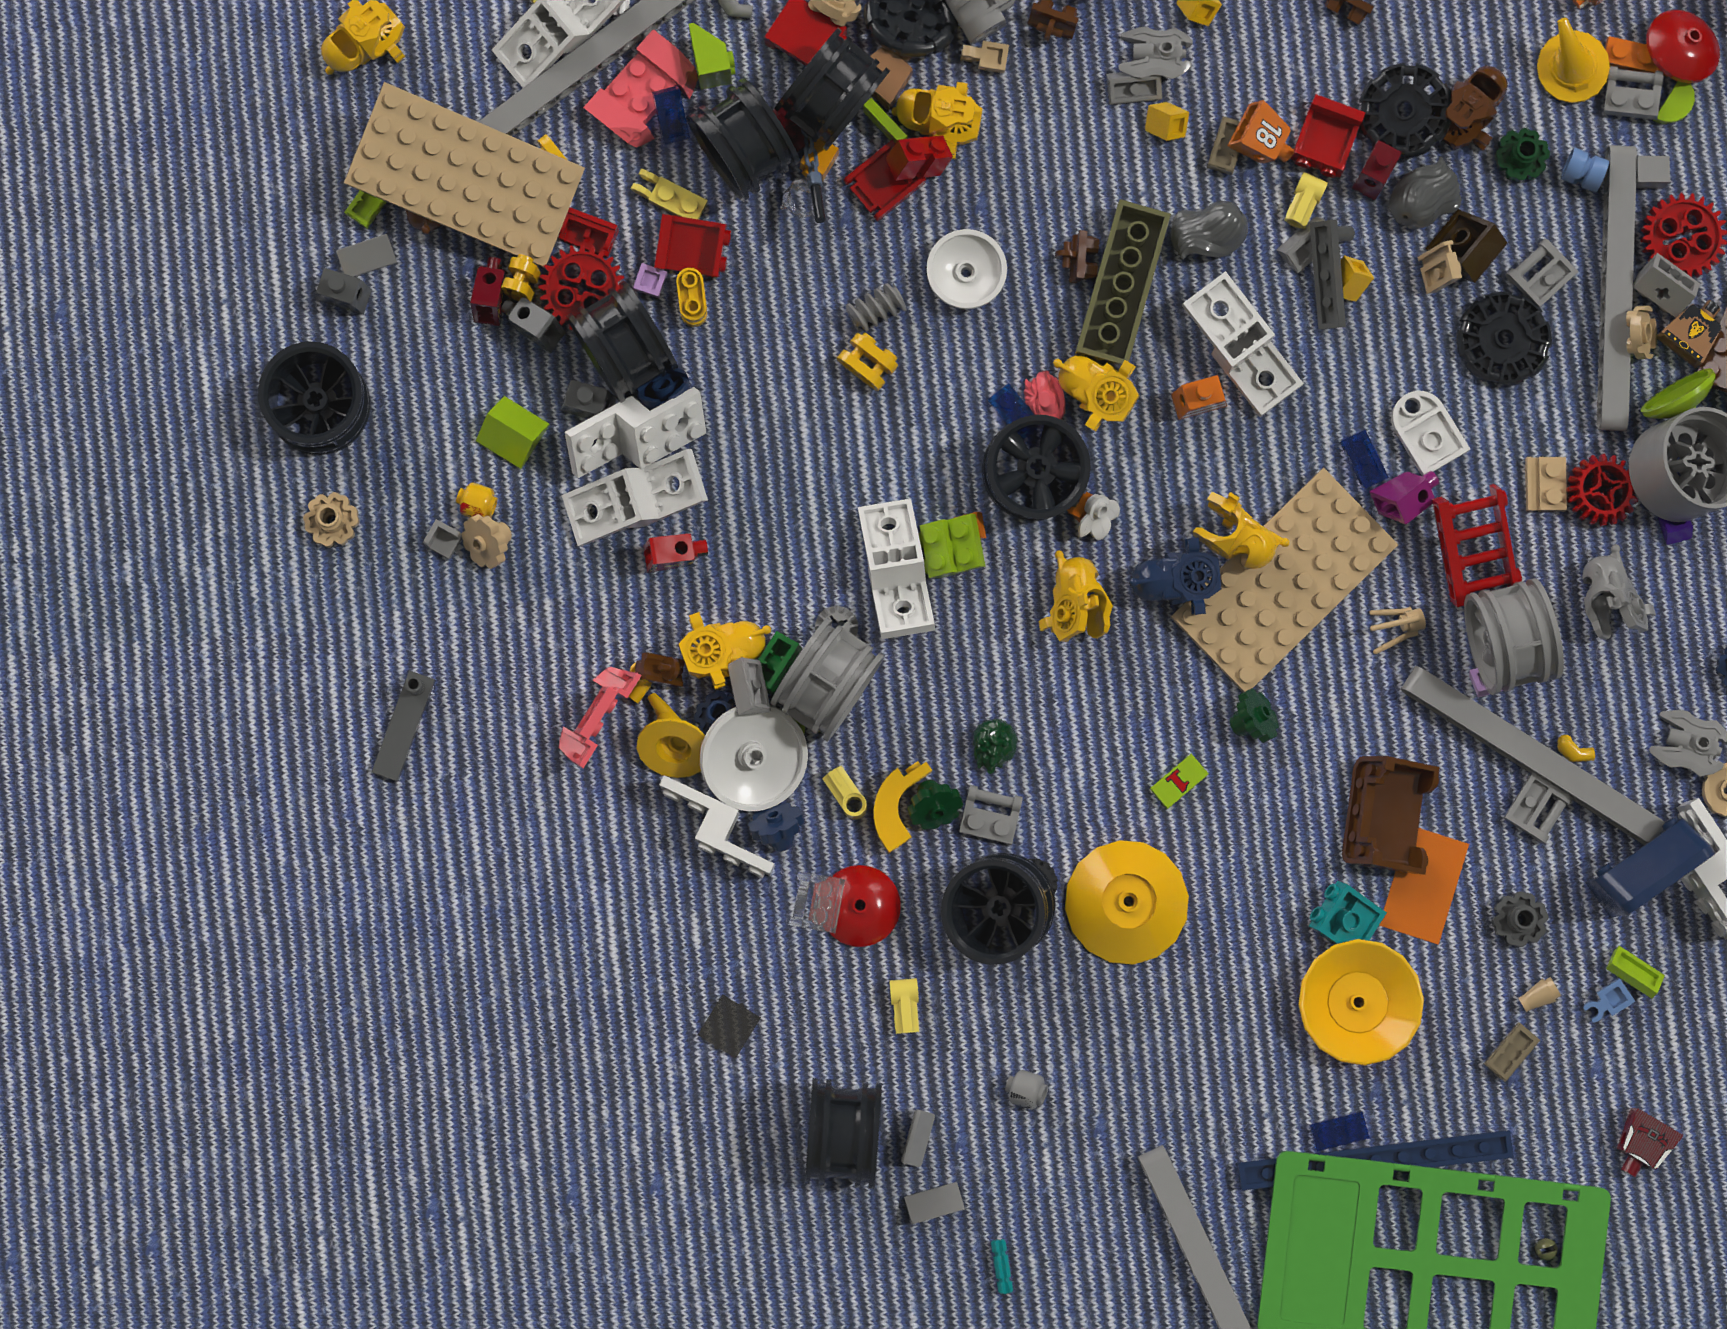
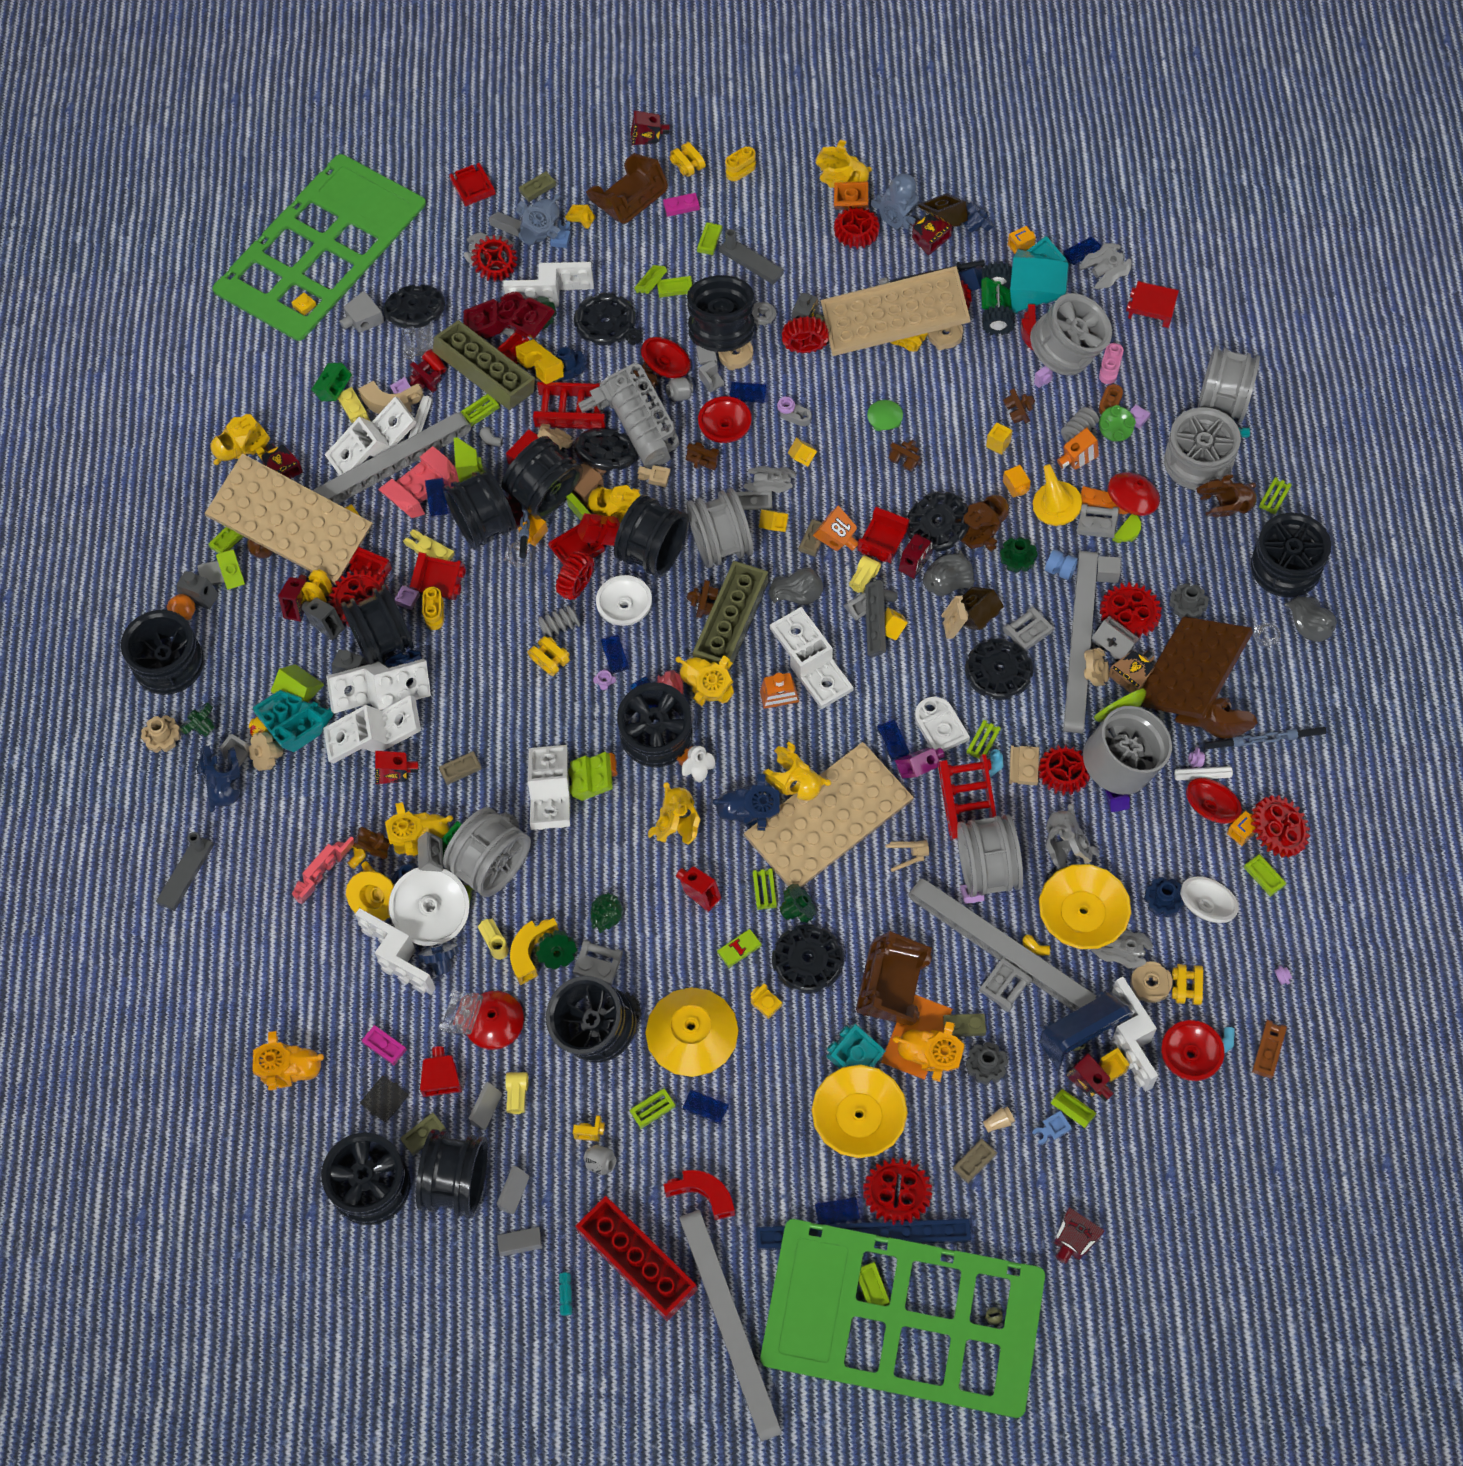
camera: 15 degrees right, 20 degrees down
(324, 320) = (182, 605): none -> orange hair
(383, 498) = (199, 721): none -> dark green plant
(385, 253) = (230, 569): none -> lime plate
(427, 69) = (281, 460): none -> torso
(432, 595) = (218, 783): none -> dark blue helmet
(517, 489) = (291, 719): none -> teal wedge
(594, 995) = (284, 1063): none -> light orange helmet
(691, 1144) = (389, 1199): none -> black wheel
(719, 954) = (384, 1045): none -> dark pink plate
(764, 543) = (460, 768): none -> dark tan plate
(789, 1071) = (416, 1137): none -> olive plate
(800, 989) = (439, 1074): none -> red torso
(866, 1028) = (485, 1106): none -> light grey slope
(892, 234) = (574, 575): none -> red gear
(950, 384) = (604, 674): none -> lavender plate
(961, 352) = (614, 654): none -> clear blue plate
(999, 170) = (651, 536): none -> black wheel
(1003, 1052) = (586, 1132): none -> yellow bracket
(1090, 1217) = (636, 1258): none -> red brick
(1097, 151) = (720, 528): none -> light grey wheel
(1104, 998) = (656, 1115): none -> lime tile
(1125, 708) = (699, 887): none -> red torso
(1156, 1007) = (705, 1107): none -> clear blue plate
(1184, 1124) = (706, 1185): none -> red arch
(1215, 689) = (762, 873): none -> lime tile
(1221, 854) = (765, 1001): none -> yellow bracket
(1256, 789) = (803, 969): none -> black plate
(1392, 1225) = (872, 1285): none -> lime tile
(1440, 1103) = (877, 1188): none -> red gear
(1450, 911) = (932, 1049): none -> light orange helmet
(1486, 867) = (967, 1024): none -> olive plate
(1497, 430) = (990, 727): none -> lime tile
(1508, 480) = (996, 762): none -> medium azure arm
(1514, 35) = (1016, 481): none -> light orange brick
(1656, 931) = (1090, 1078): none -> dark red torso
(1667, 688) = (1087, 889): none -> yellow dish
(1685, 909) = (1114, 1064): none -> yellow panel

